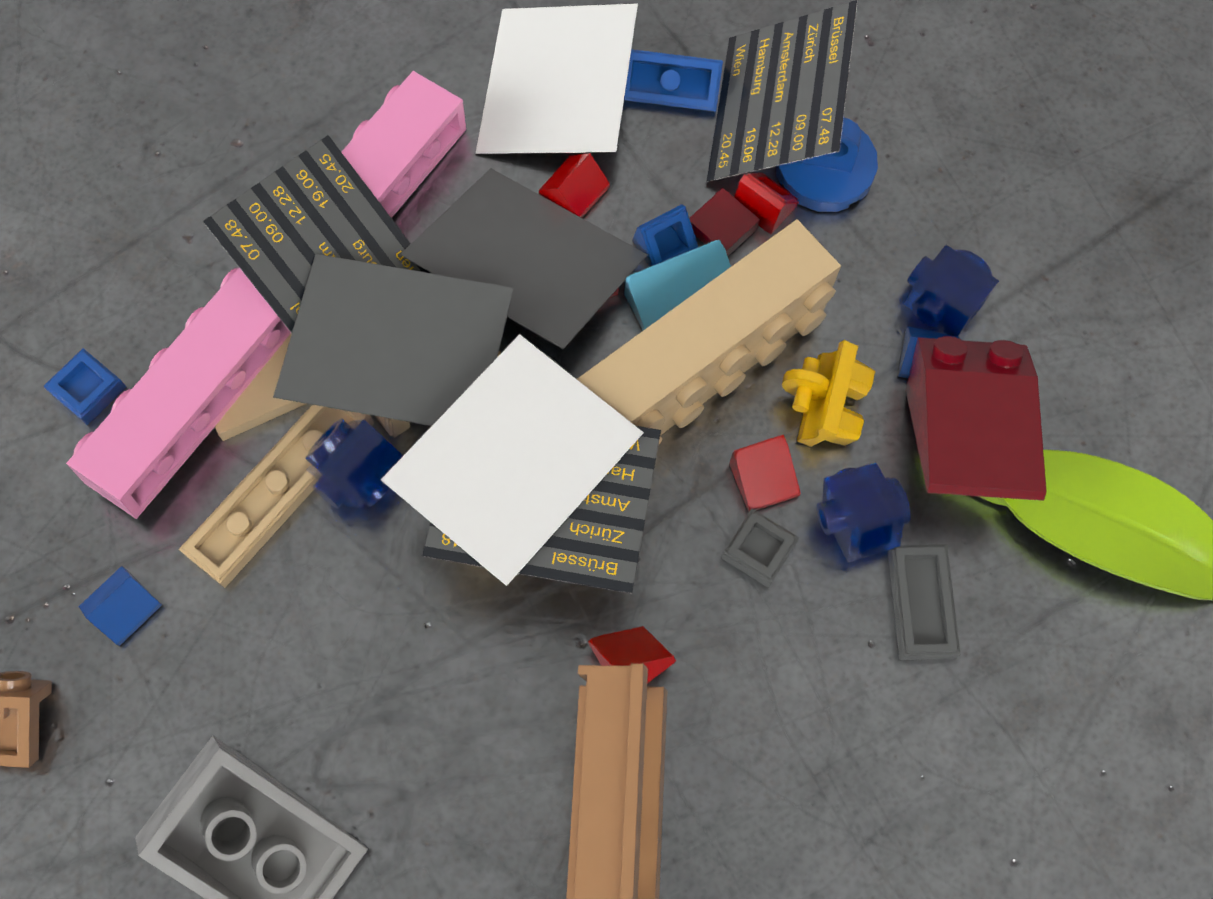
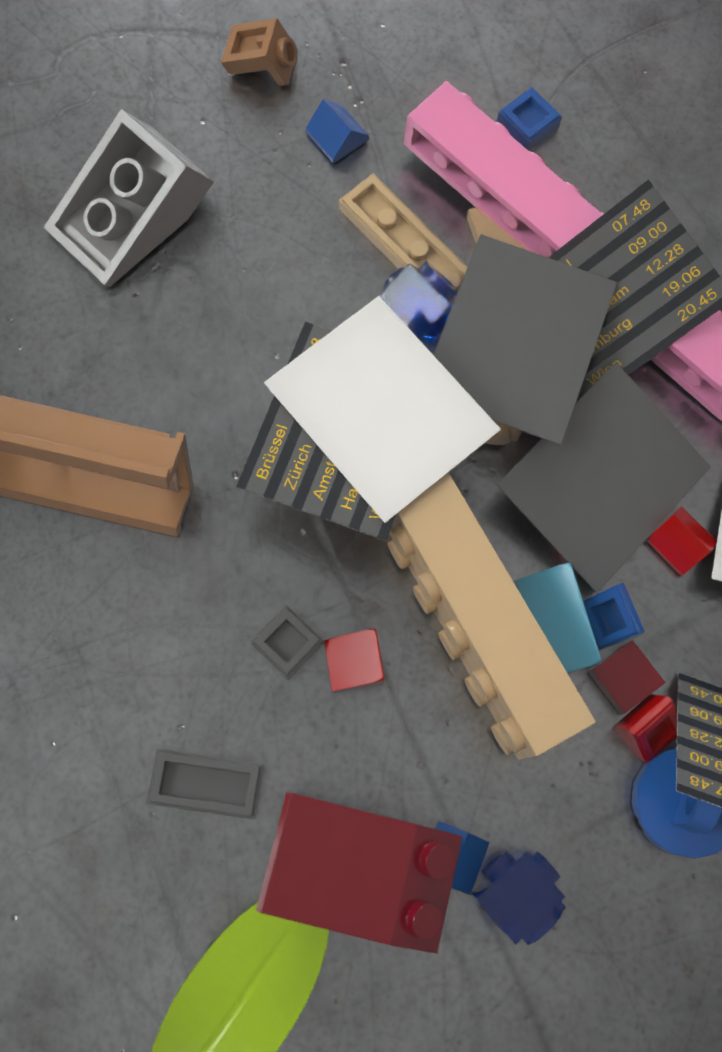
camera: 100 degrees right, 5 degrees up
(633, 647) = (207, 504): red slope -> none
(821, 395) = (443, 749): yellow hips -> none
(863, 511) = (297, 739): clear blue brick -> none

